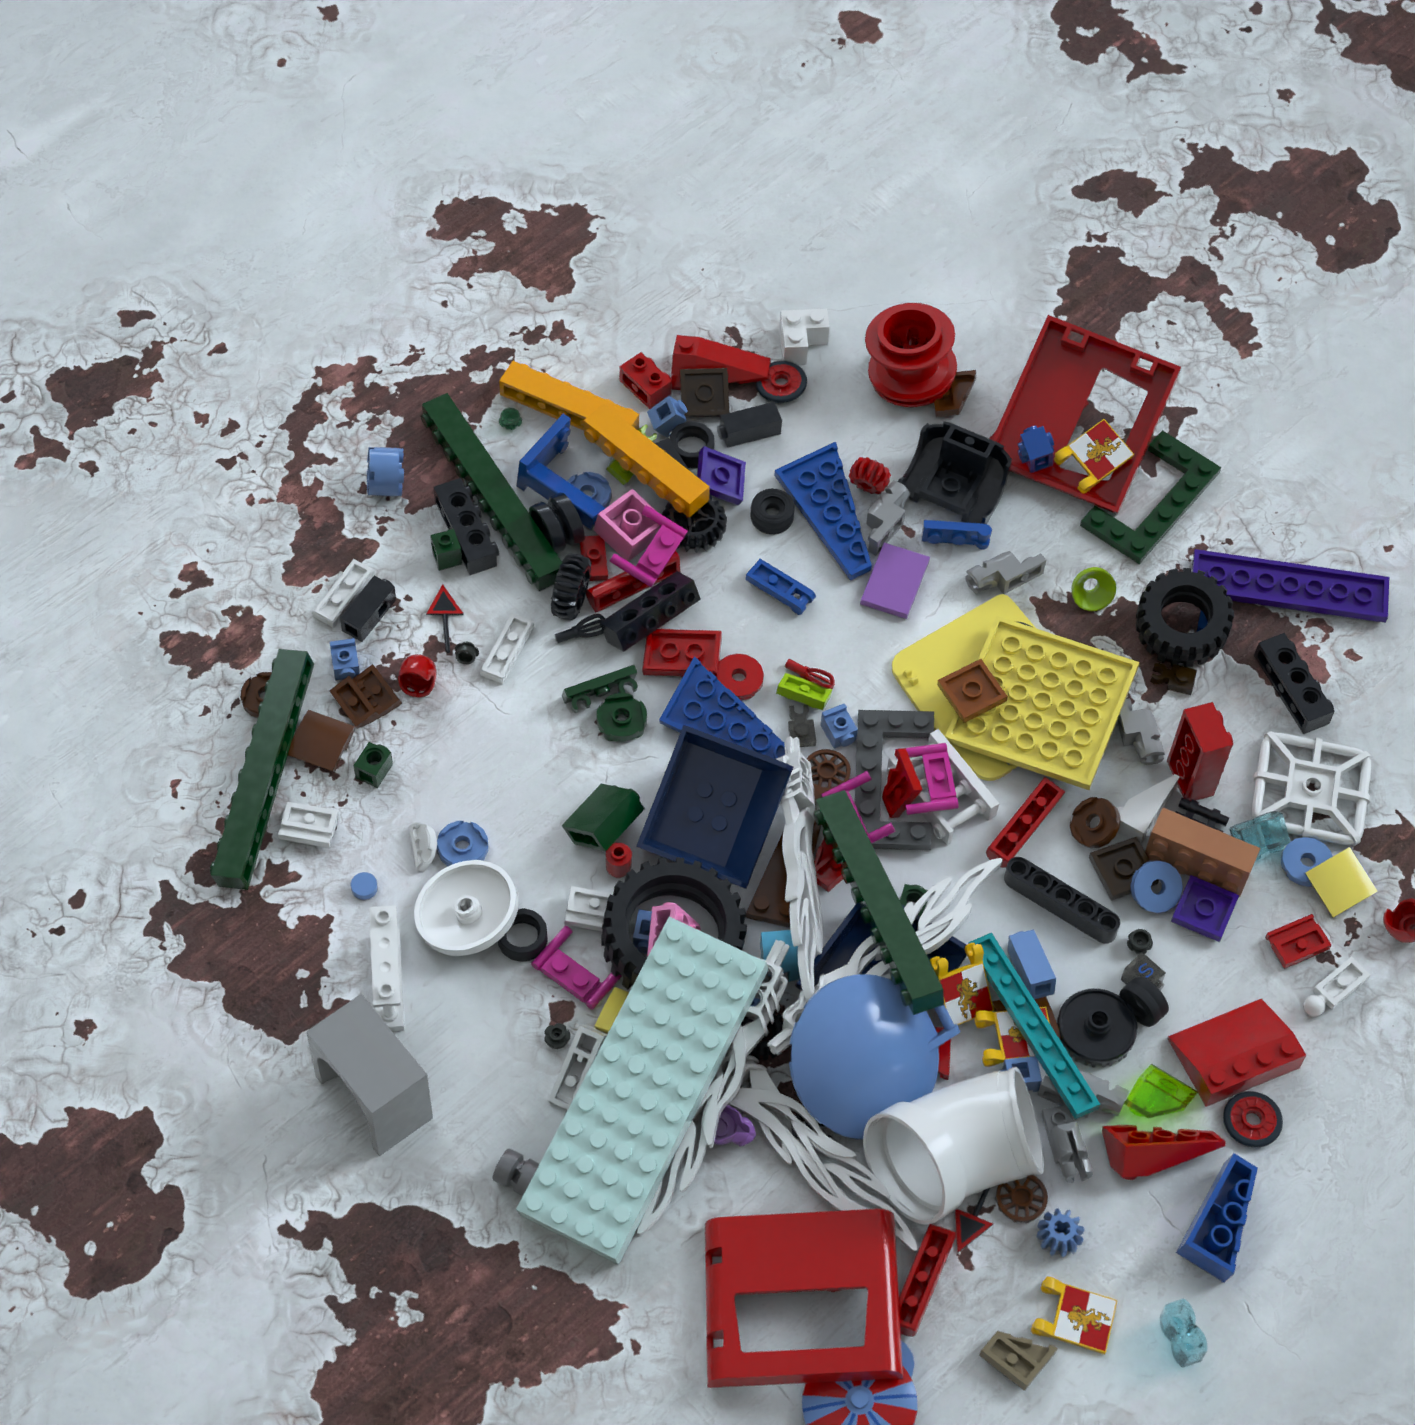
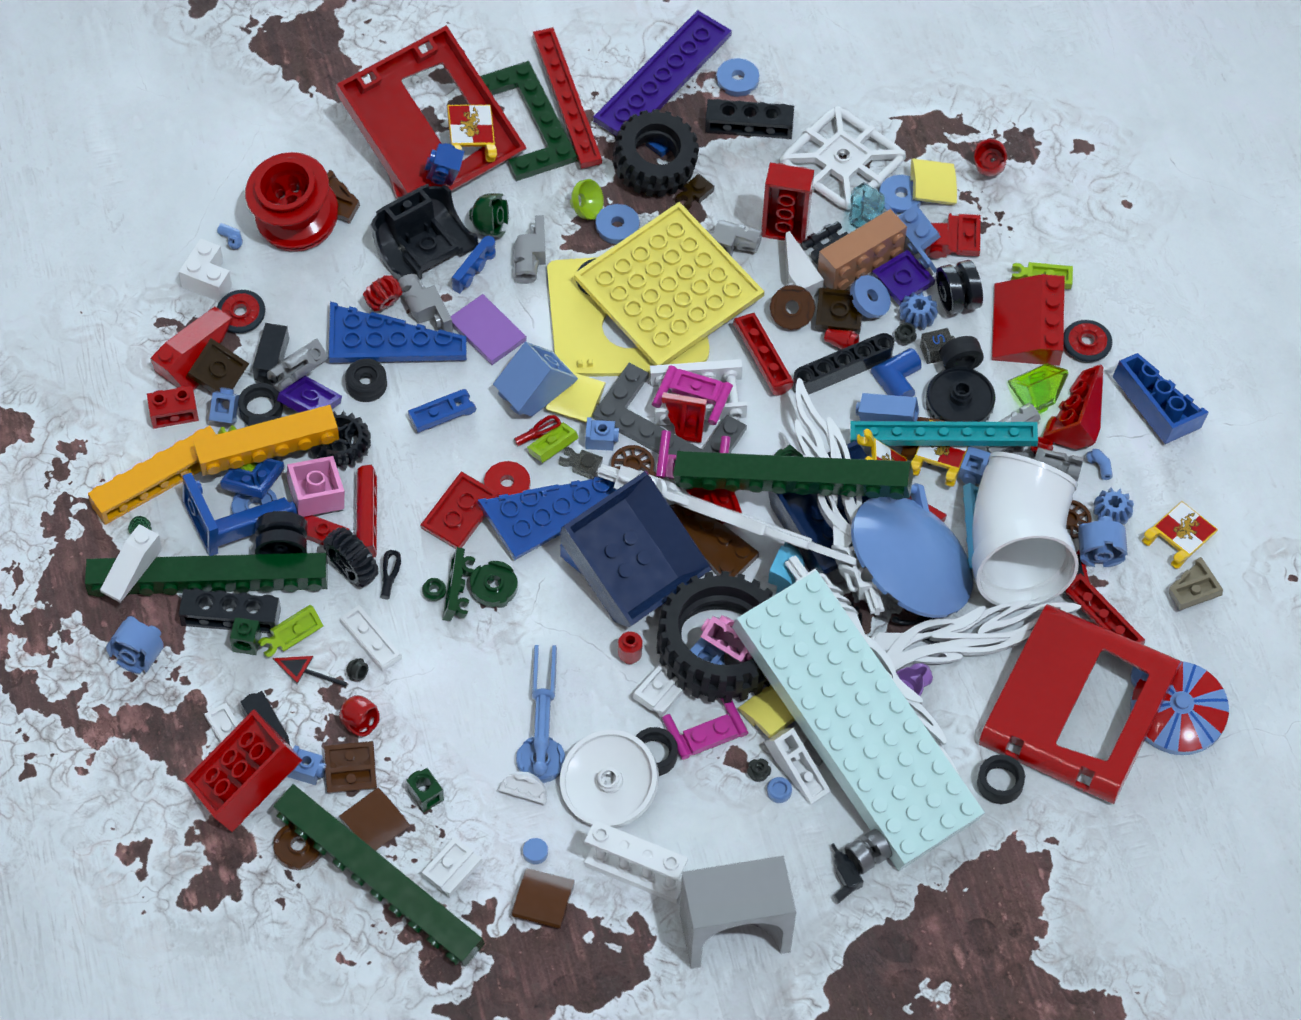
camera: 60 degrees left, 0 degrees up
(305, 612) = (242, 770): none -> red slope
(317, 914) = (543, 898): none -> reddish brown slope
(458, 424) = (131, 563): none -> white slope
(475, 582) = (292, 630): none -> lime plate
(483, 1171) = (847, 875): none -> black piece
(513, 818) = (542, 712): none -> medium blue piece
(546, 1065) = (779, 790): none -> medium blue tile
(586, 667) = (434, 583): none -> dark green plate
(603, 477) = (253, 483): none -> blue brick
(603, 817) = (587, 637): dark green brick -> none
(650, 611) = (409, 512): black brick -> none
(658, 551) = (360, 474): dark pink plate -> none
(672, 1242) = (1004, 762): none -> black tyre
(749, 449) = (298, 364): none -> light grey plate
(856, 338) = (233, 235): none -> medium blue arm
(858, 639) = (533, 379): none -> medium blue slope
(869, 686) = (579, 399): none -> light yellow slope
(972, 690) = (634, 324): dark orange plate -> none
(1004, 1237) = (1102, 542): none -> medium blue brick
(1018, 519) = (489, 214): none -> dark green cylinder
(1086, 950) = (893, 371): none -> blue brick
(1090, 1130) = (1042, 443): none -> red plate
(1091, 618) = (616, 213): none -> medium blue tile
(1091, 884) = (841, 338): none -> red cone
(1113, 1198) = (1103, 461): none -> medium blue arm
(1180, 946) = (918, 310): none -> medium blue gear
(1186, 1338) = (1233, 469): clear light blue brick -> none
(1202, 518) = (567, 98): none -> red plate
(1222, 961) = (959, 287): none -> black wheel
(1262, 892) = (919, 232): none -> medium blue bracket
(1270, 916) = (939, 247): none -> red brick
(1316, 1055) = (1042, 268): none -> lime plate
(1336, 987) = (1014, 232): white plate -> none
(1344, 640) = (737, 67): none -> medium blue tile

